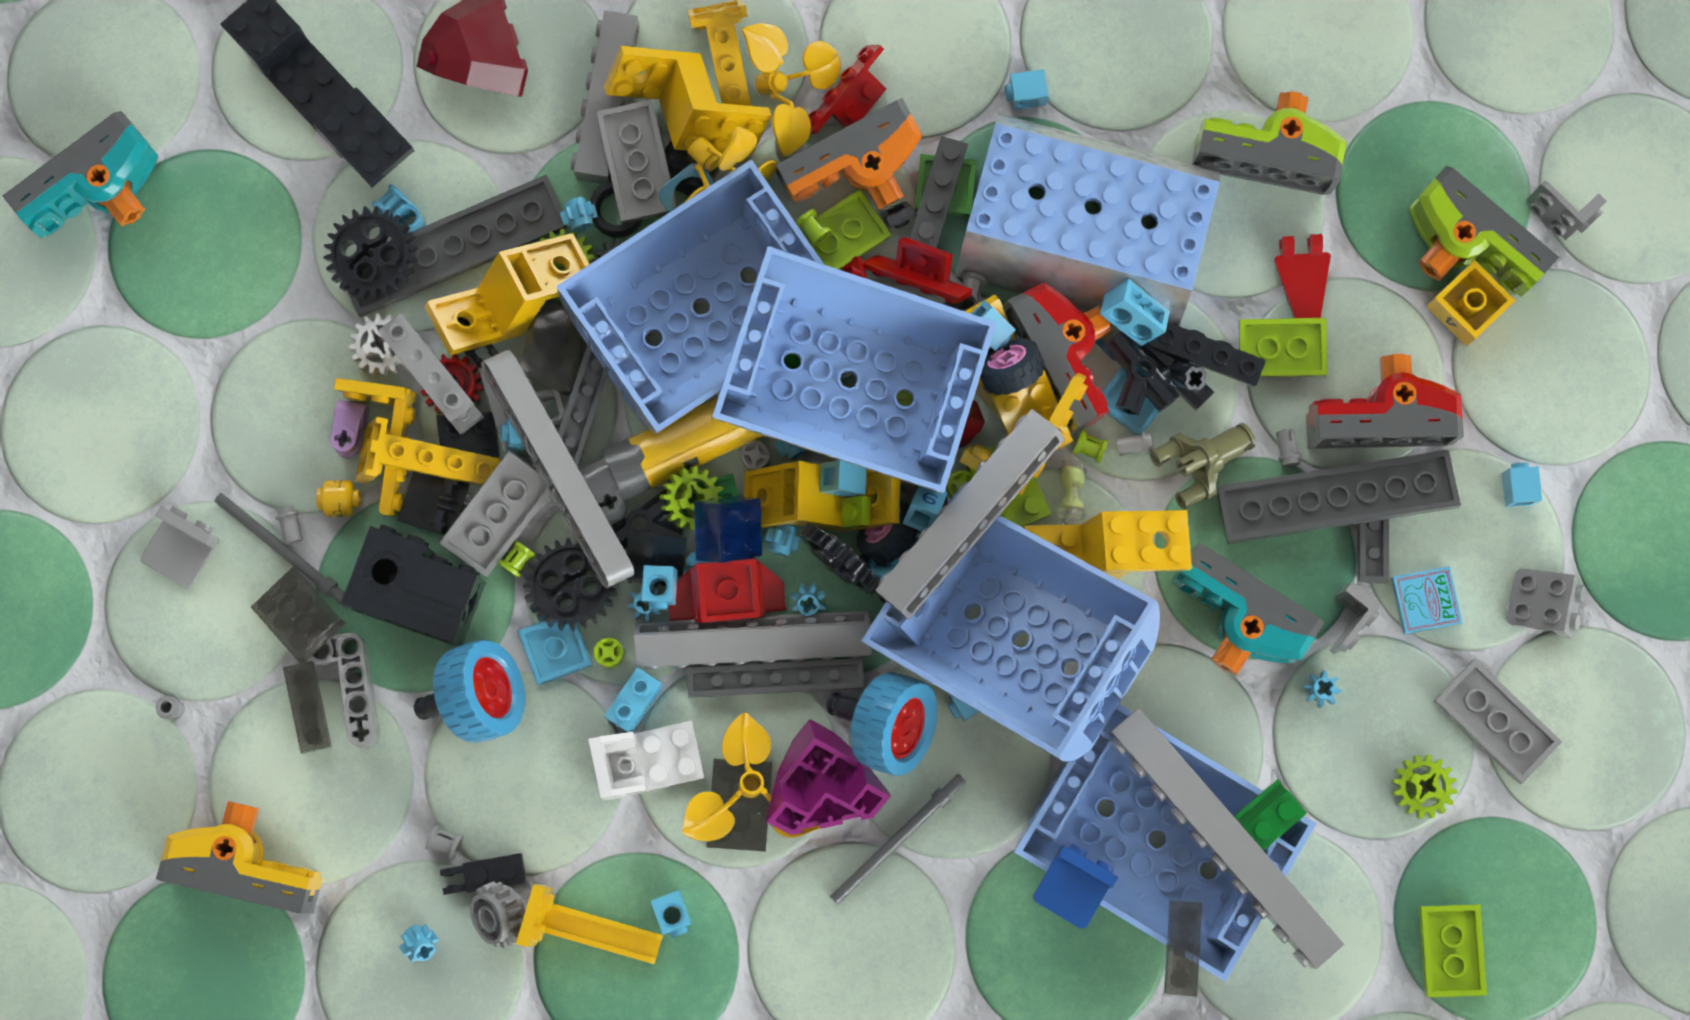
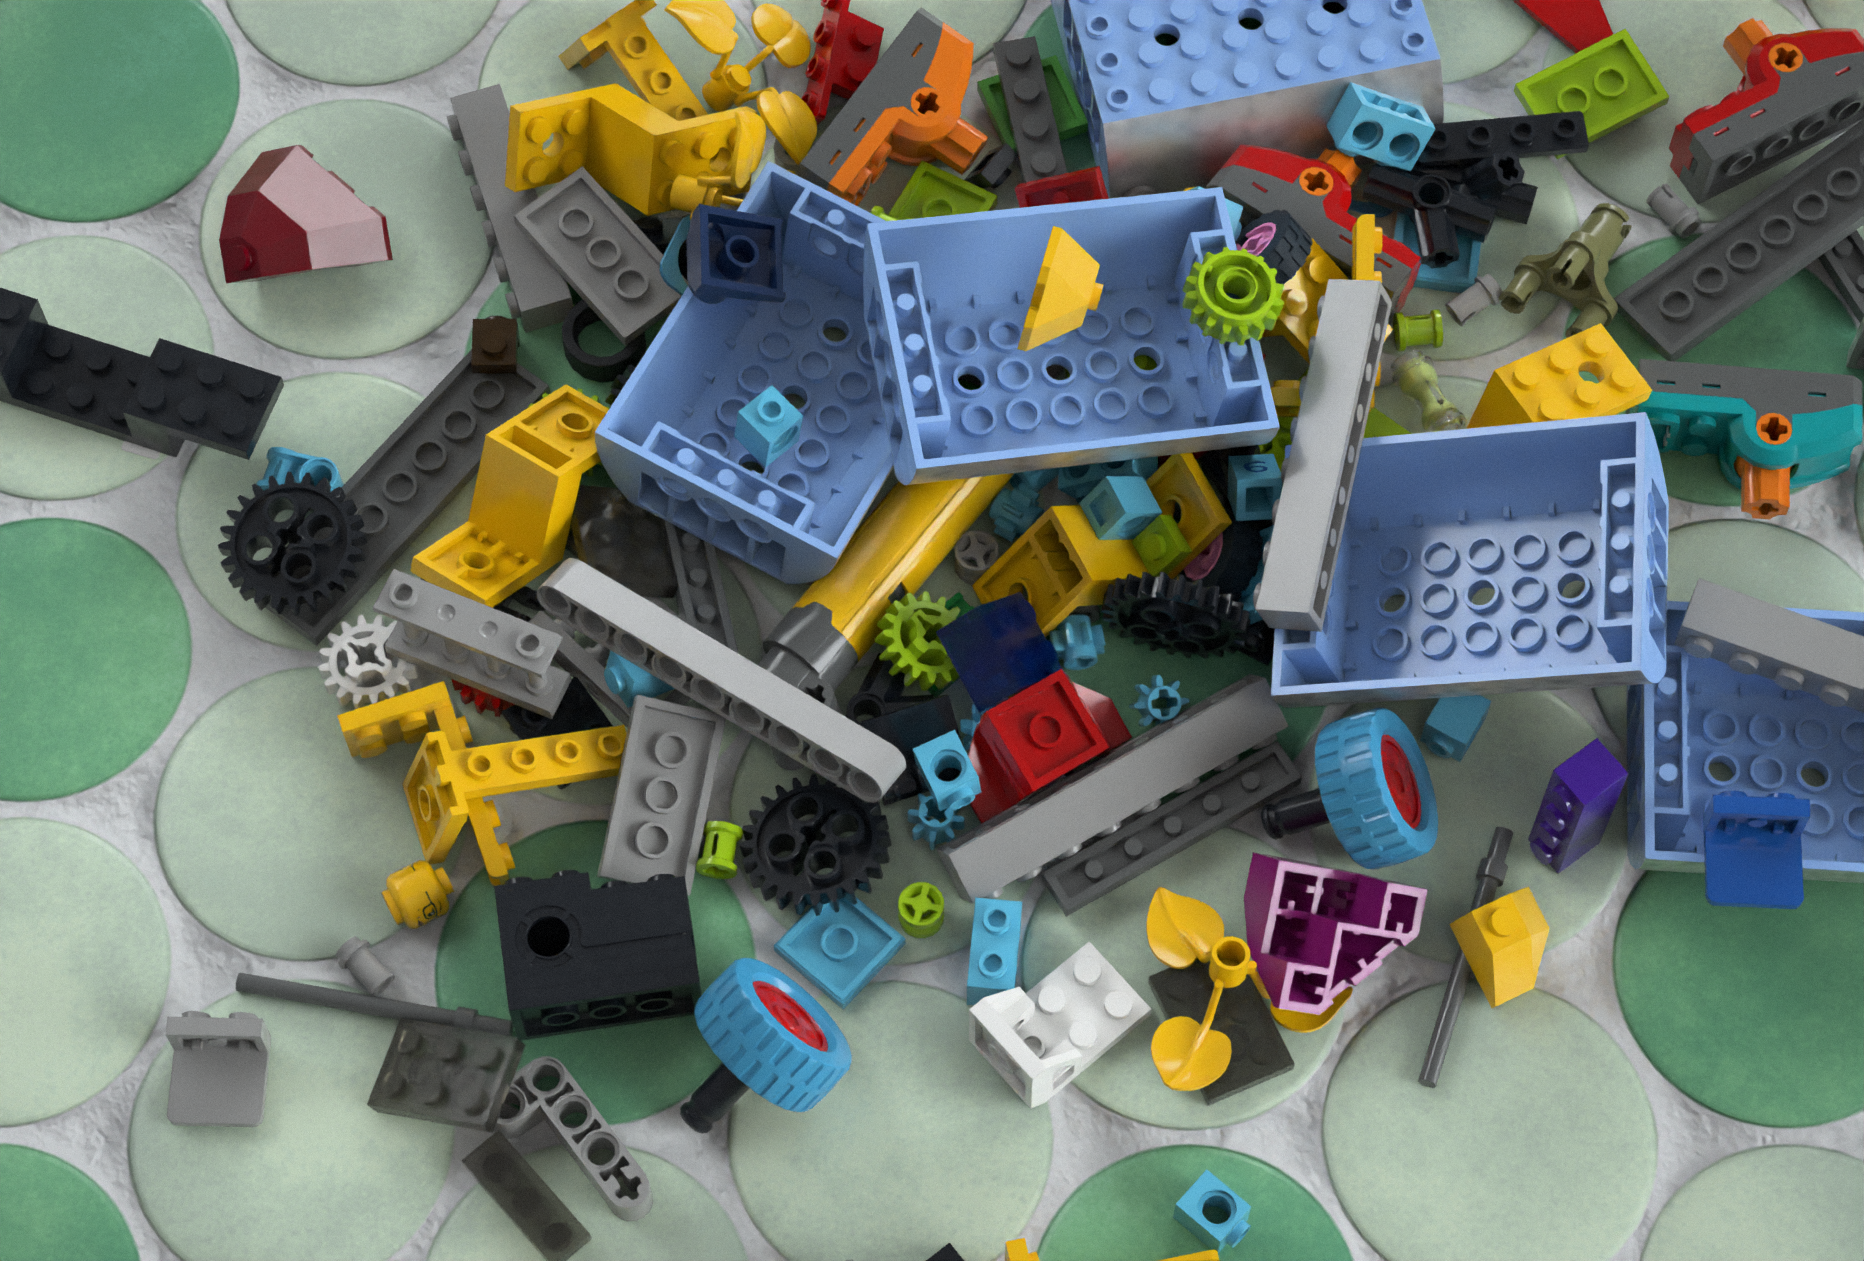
camera: 25 degrees left, 15 degrees down
(350, 422) = (380, 791): lavender piece -> none
(433, 502) = (555, 831): black hinge -> none
(550, 183) = (495, 345): none -> dark brown bracket
(578, 214) = (559, 361): medium azure gear -> none
(655, 334) = (768, 426): none -> medium azure brick
(693, 216) = (734, 256): none -> dark blue slope
(854, 350) = (1061, 292): none -> yellow slope
(922, 844) = (1504, 944): none -> yellow slope
(971, 388) = (1228, 317): none -> lime gear
(997, 796) = (1577, 806): none -> dark purple brick

